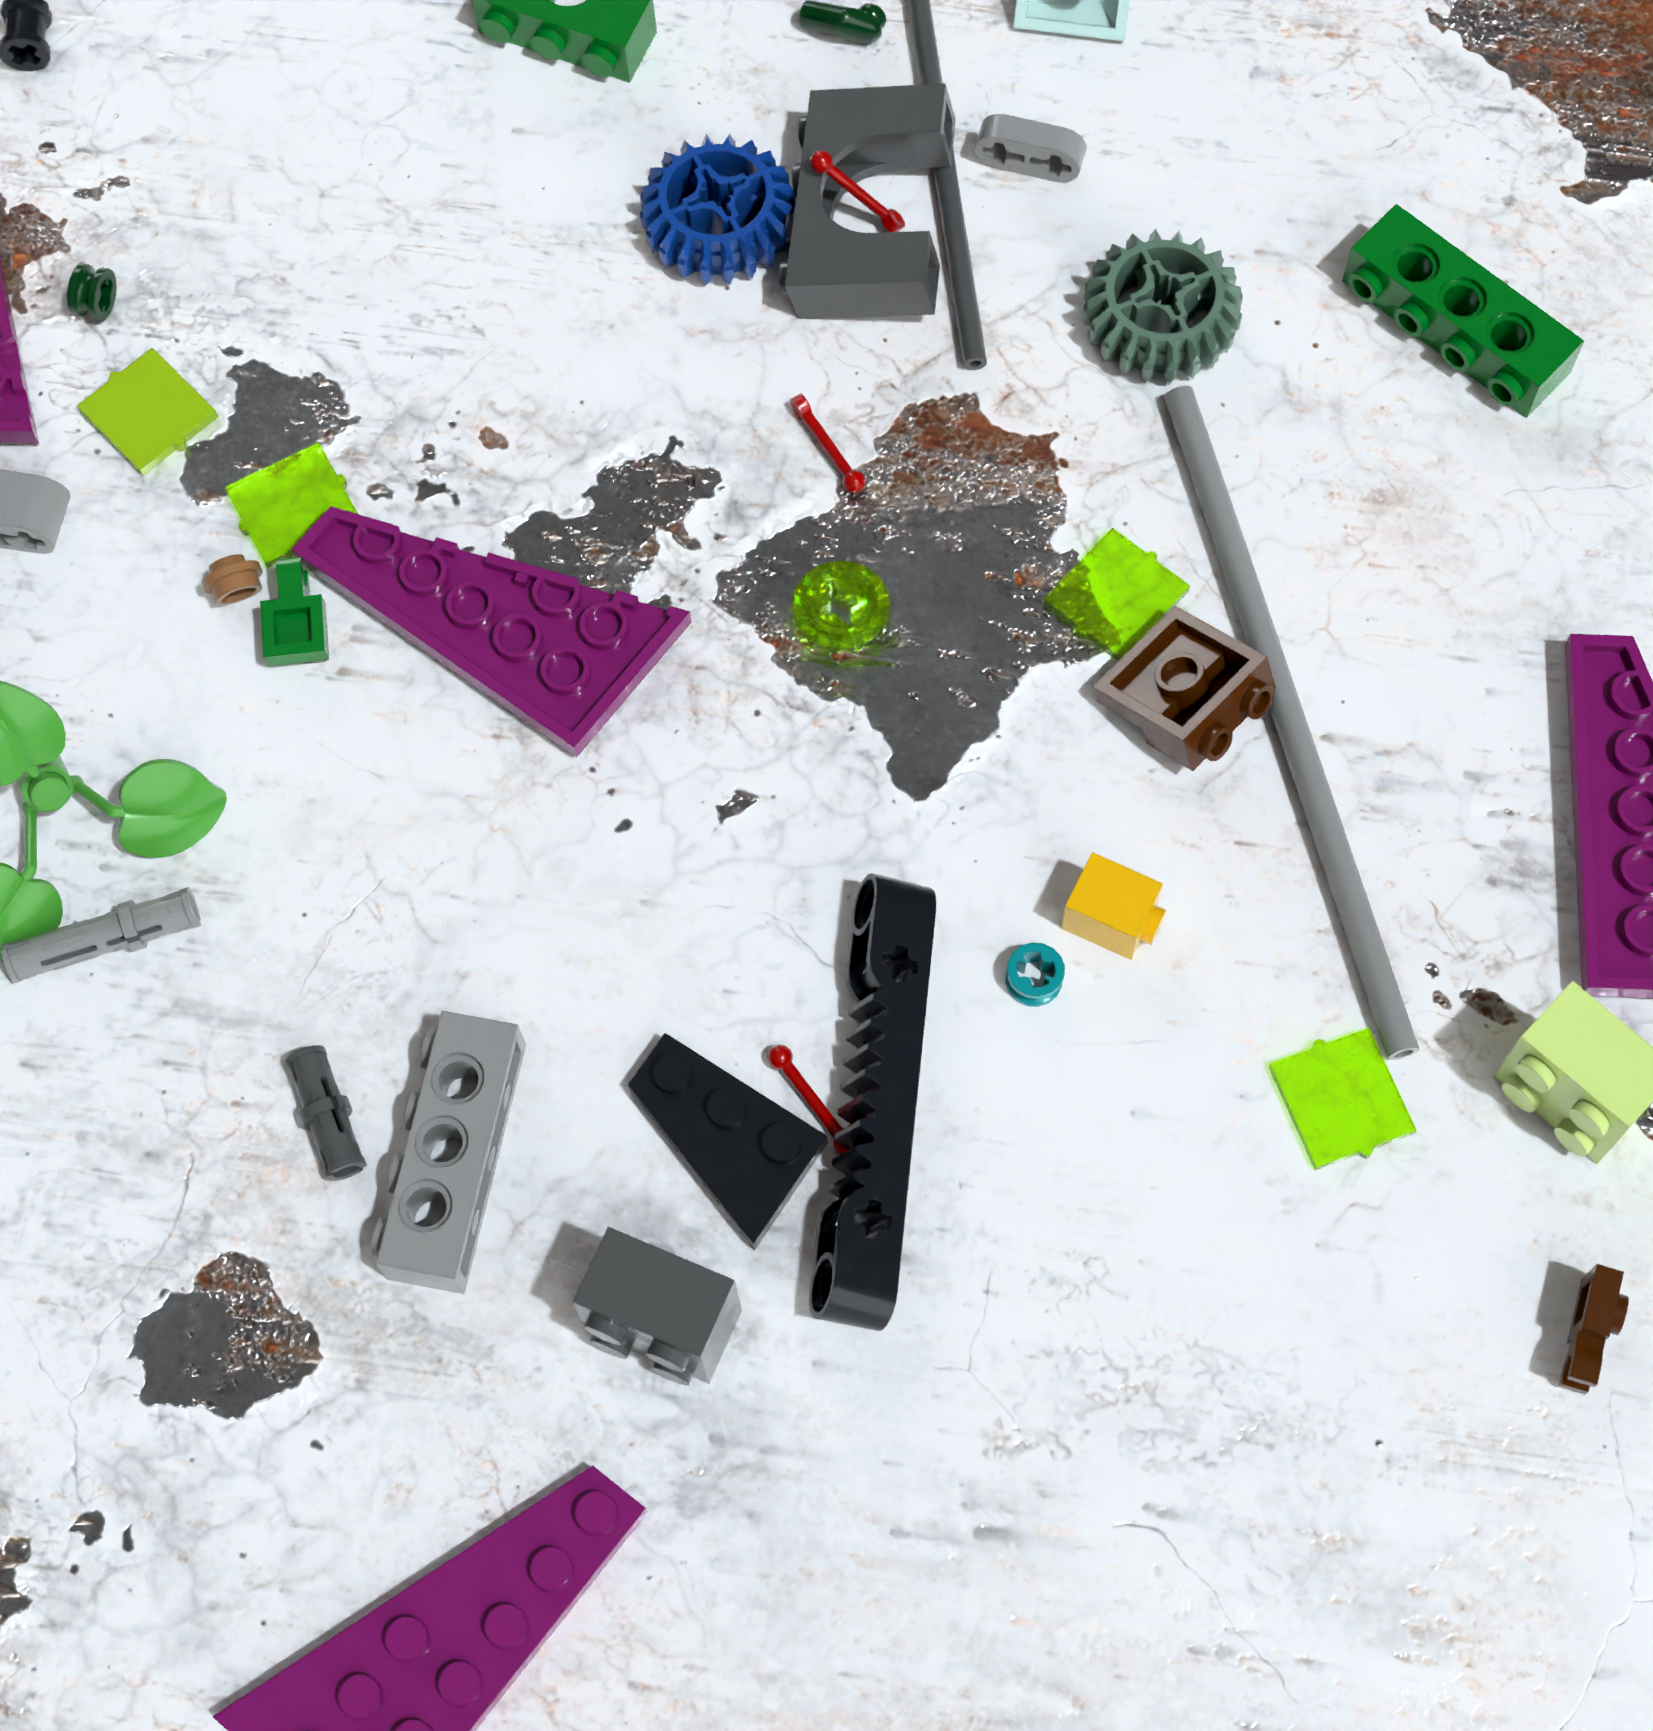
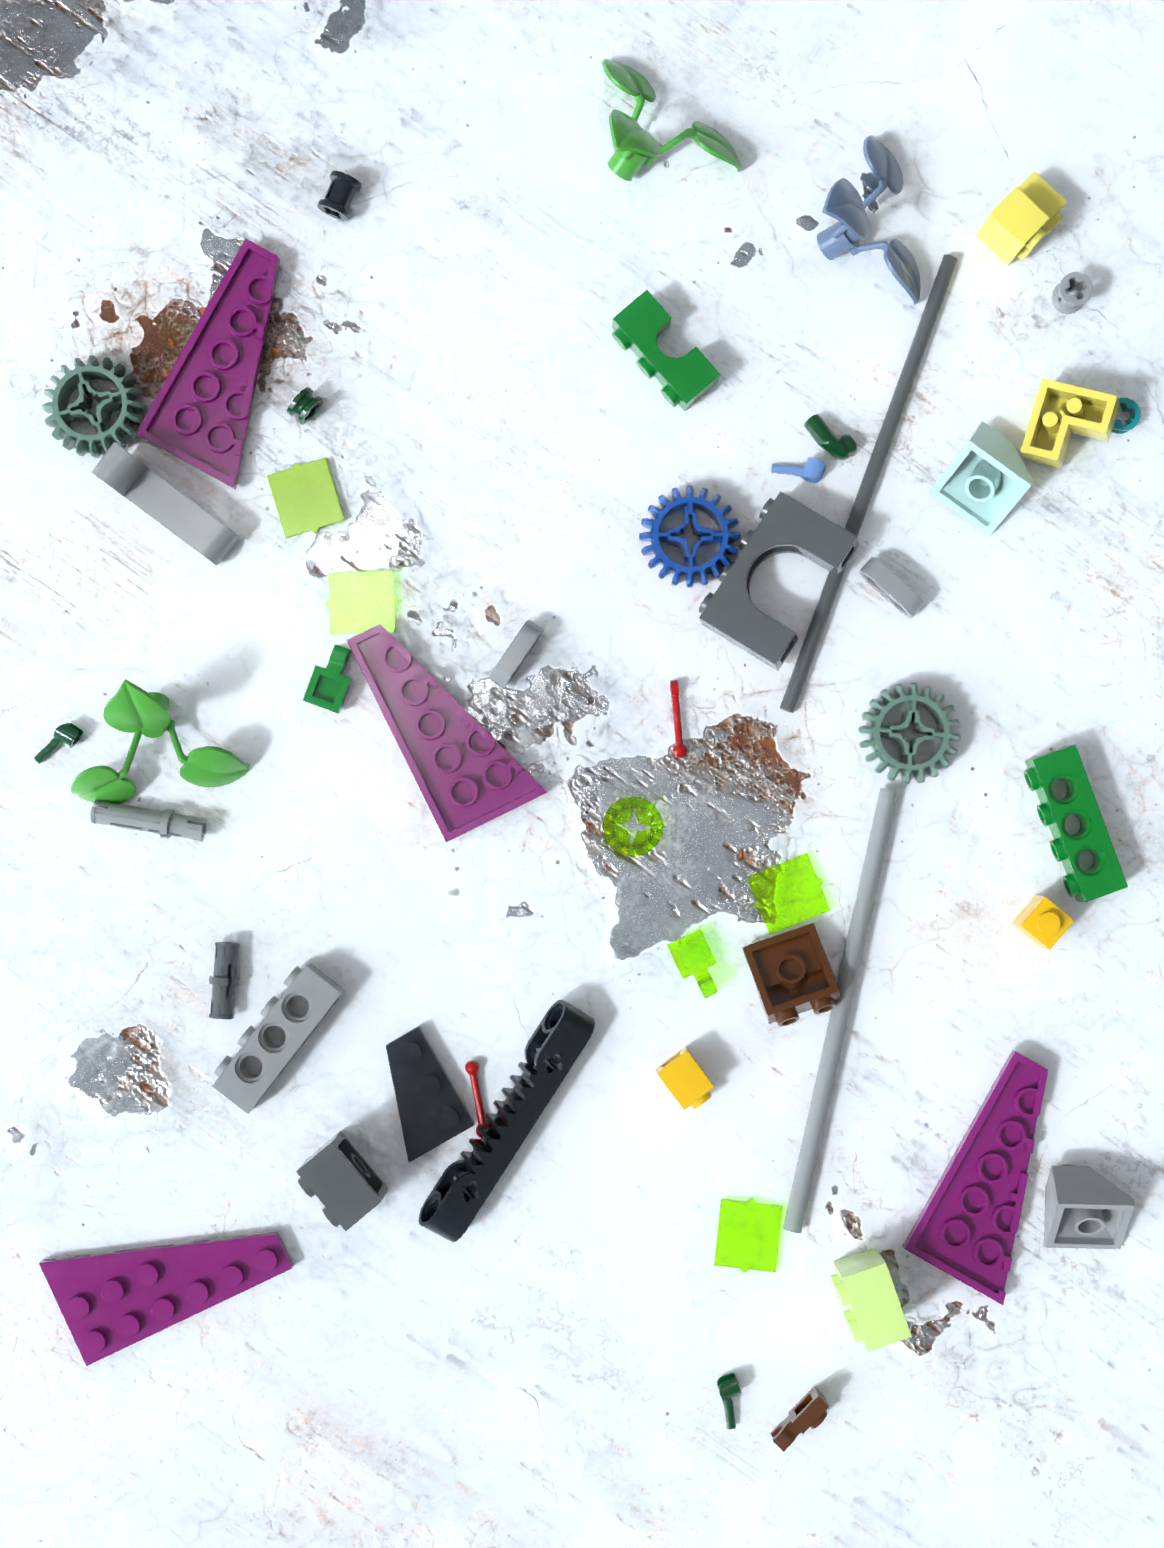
camera: 20 degrees right, 20 degrees up
(233, 579) = (307, 640): medium nougat plate -> none
(550, 459) = (516, 653): none -> light grey beam
(822, 163) = (788, 590): red hinge -> none
(841, 72) = (812, 471): none -> medium blue hand
(1021, 987) = (636, 1085): teal bush -> none
(1032, 740) = (693, 957): none -> clear neon green plate
(1447, 1347) = (728, 1388): none -> dark green hand
(1497, 449) = (1042, 922): none -> yellow brick

